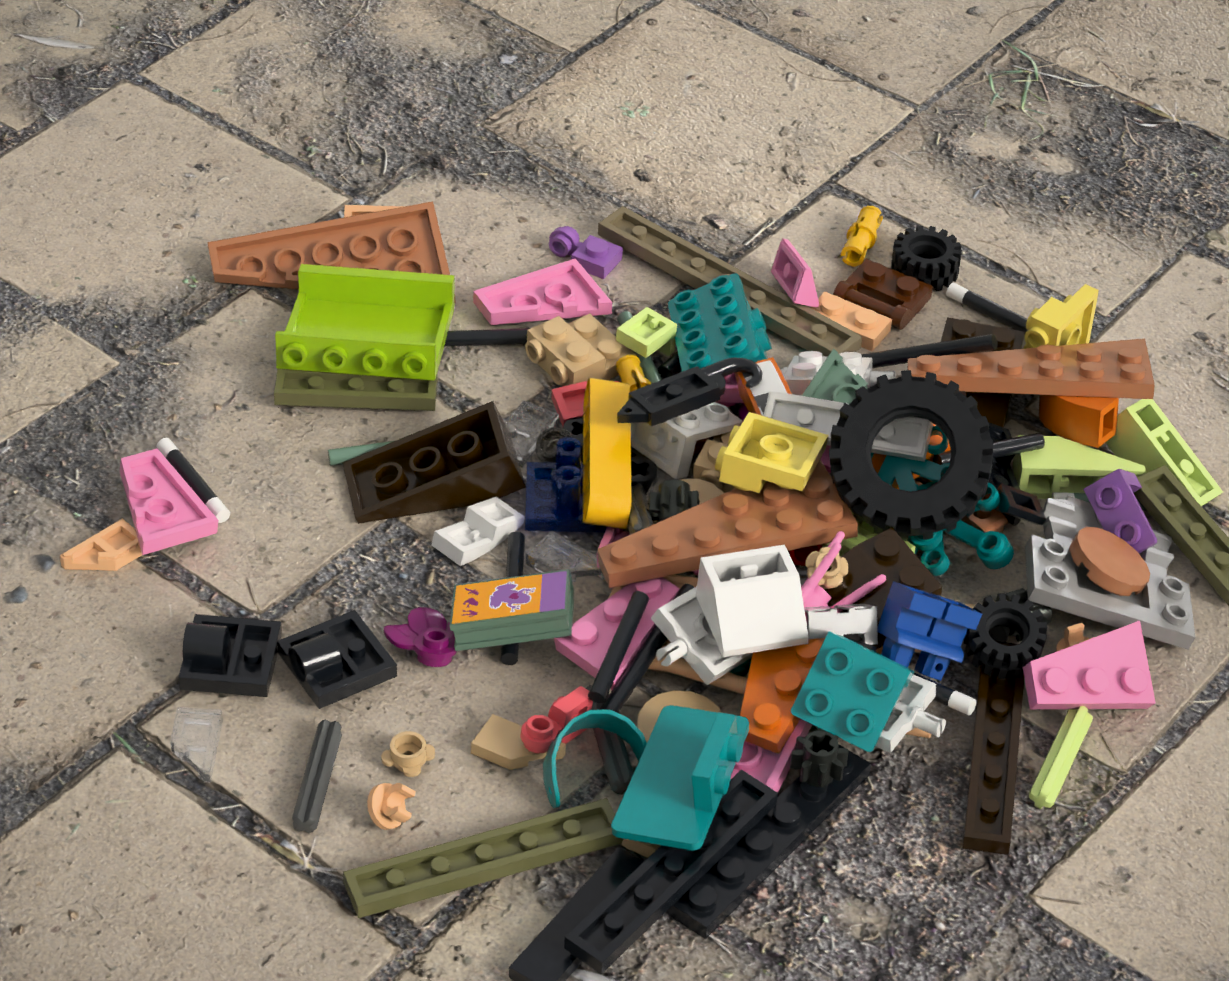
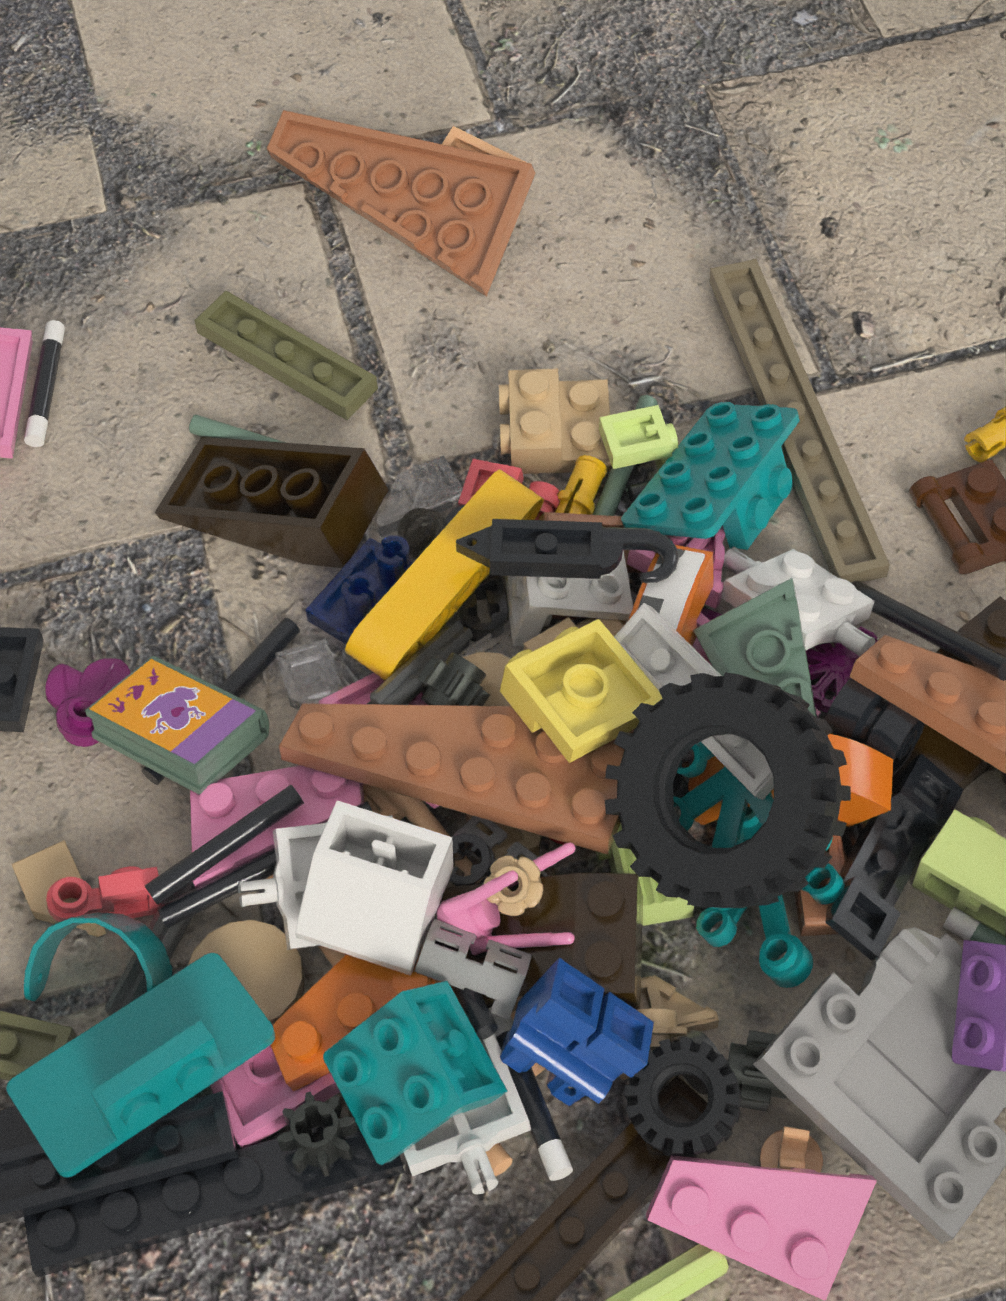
camera: 40 degrees right, 15 degrees up
(367, 322) = (356, 284): lime panel -> none
(482, 530) = (261, 598): white slope -> none
(486, 337) = (465, 348): black bar -> none
(543, 295) = (576, 332): bright pink wing -> none
(594, 254) = (678, 307): medium lavender plate -> none
(794, 275) = (873, 447): bright pink slope -> none
(863, 321) = (906, 533): light nougat plate -> none
(1004, 447) = (906, 823): black bar -> none
(1110, 561) = (912, 1067): nougat tile -> none

